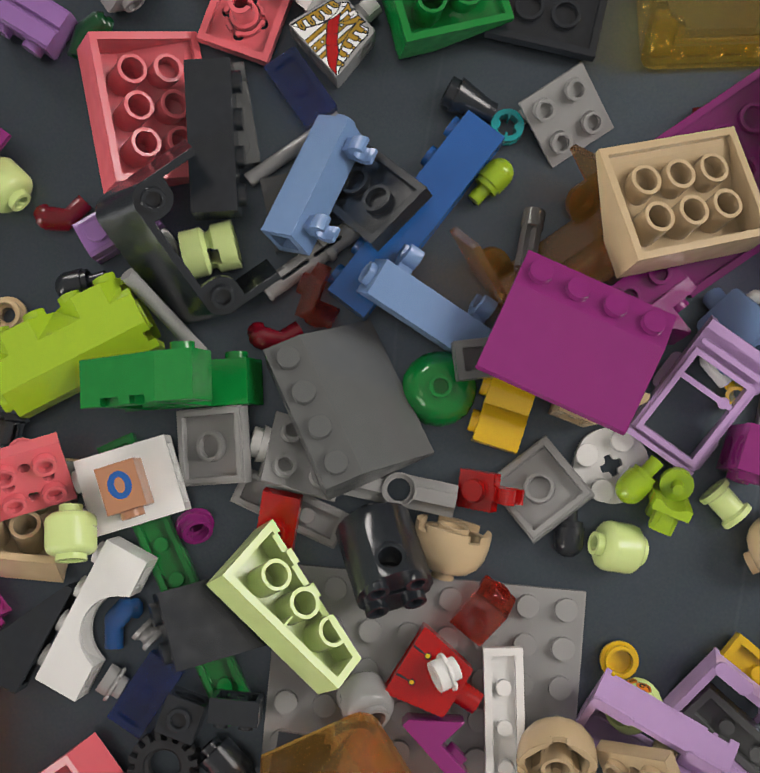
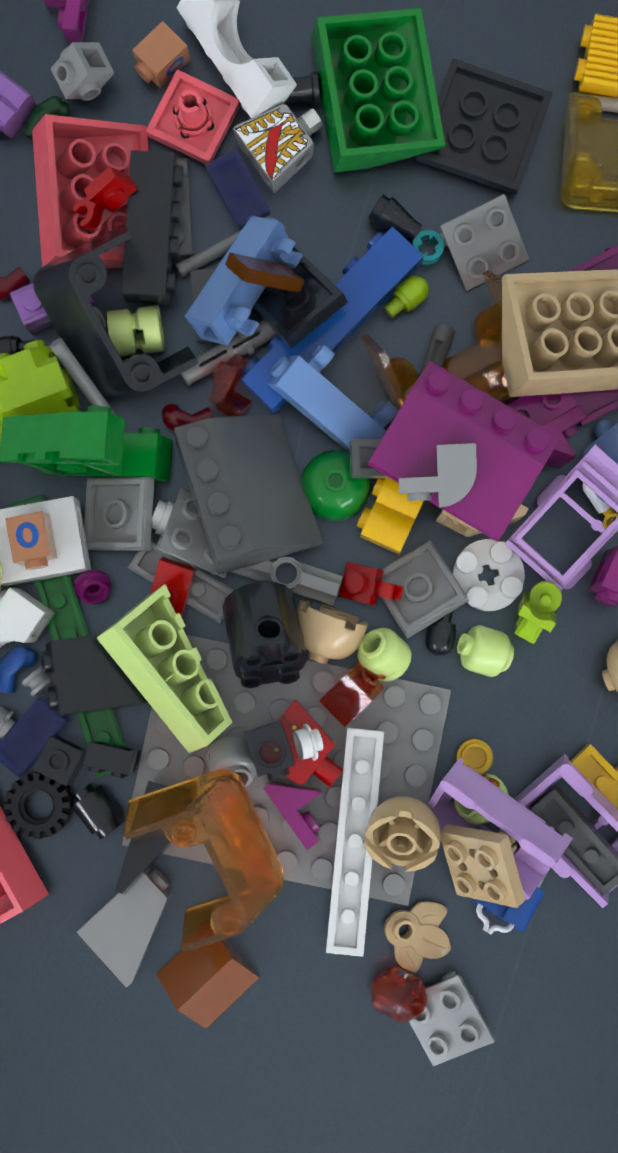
camera: 10 degrees right, 0 degrees up
(161, 107) = (104, 192): none -> red plate
(340, 174) = (264, 272): none -> reddish brown tile
(405, 667) = (270, 732): none -> black brick
(512, 563) = (384, 654): none -> yellowish green head
(572, 377) = (455, 476): none -> light grey brick
(637, 481) = (510, 590): lime cylinder -> none
(725, 503) = (591, 622): yellowish green bush -> none

